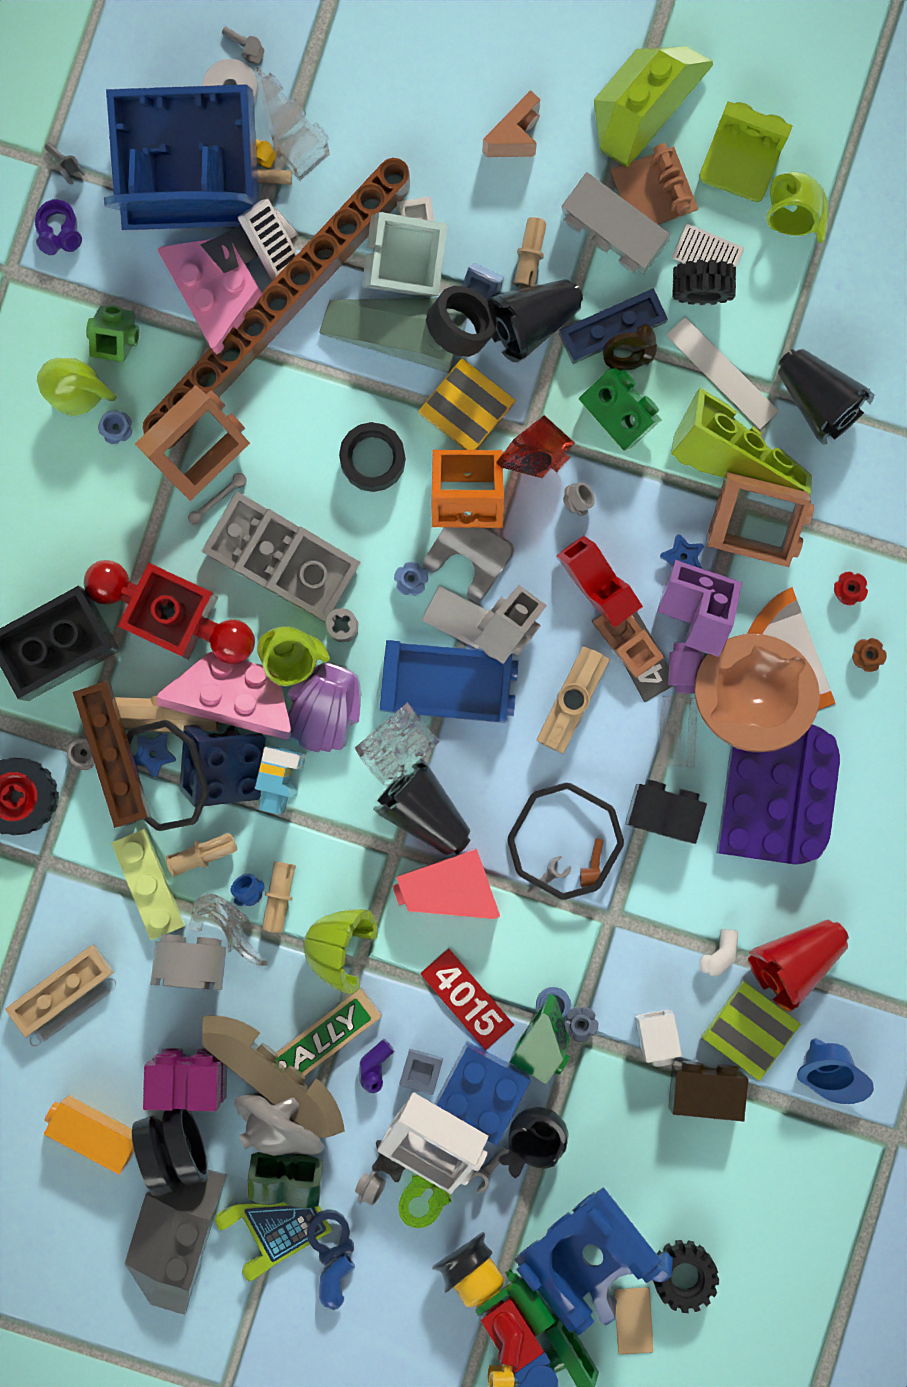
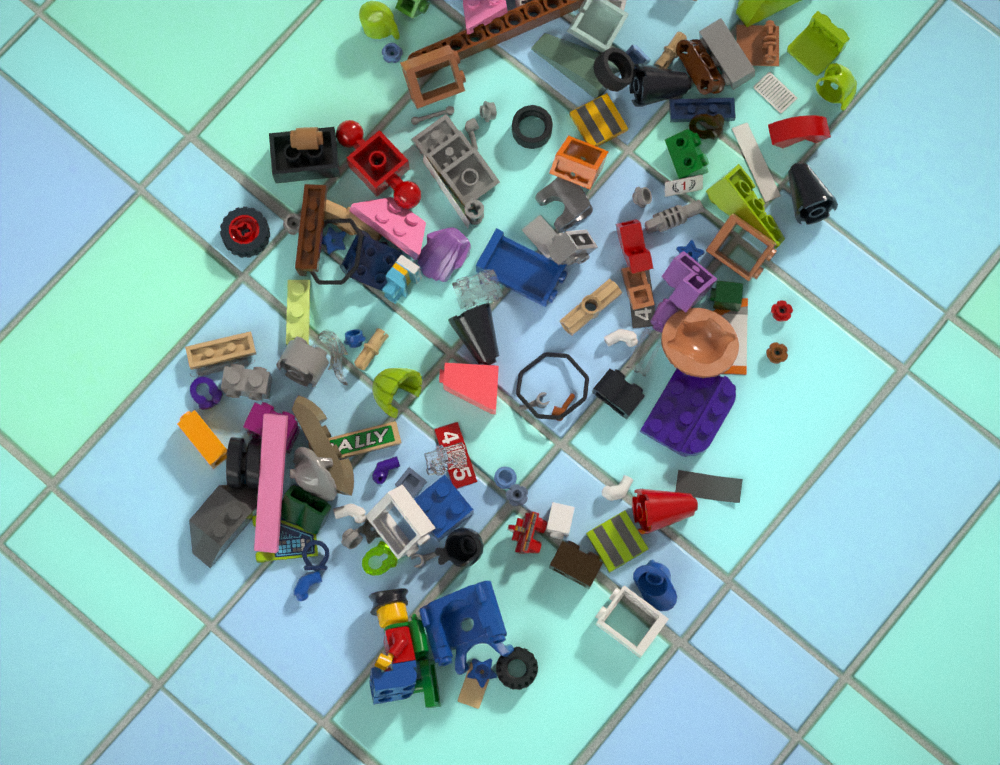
camera: 20 degrees right, 10 degrees down
(44, 625) = (306, 138): none -> medium nougat brick
(70, 1079) = (213, 390): none -> dark purple piece
(129, 1022) = (246, 382): none -> light grey brick
(201, 854) = (337, 307): tan axle -> none
(220, 1169) = (271, 483): none -> bright pink tile
(281, 493) = (471, 126): none -> light grey hand
(288, 611) = (446, 192): none -> white sticker
(290, 655) = (437, 213): lime piece -> none
(297, 460) = (488, 111): none -> light grey plate
(352, 1146) = (350, 510): none -> white arm
(420, 578) = (525, 209): medium blue plate -> none
(456, 1018) = (445, 458): none -> clear hips
(537, 450) = (628, 158): clear red slope -> none
(543, 1043) = (490, 493): slope -> none
(584, 260) = (700, 66): none -> reddish brown piece
(615, 1075) = (524, 532): none -> red hips
(633, 456) = (684, 185): none -> white sticker
(635, 721) = (621, 335): none -> white arm
(637, 510) = (673, 217): none -> light grey hinge
(637, 1309) = (488, 672): none -> blue plate
(704, 282) = (764, 104): black tyre -> none
(764, 599) = (727, 295): none -> dark green brick
(769, 300) = (799, 128): none -> red brick
(848, 893) = (709, 486): none -> dark grey sticker
(854, 1151) = (615, 597): none -> white window

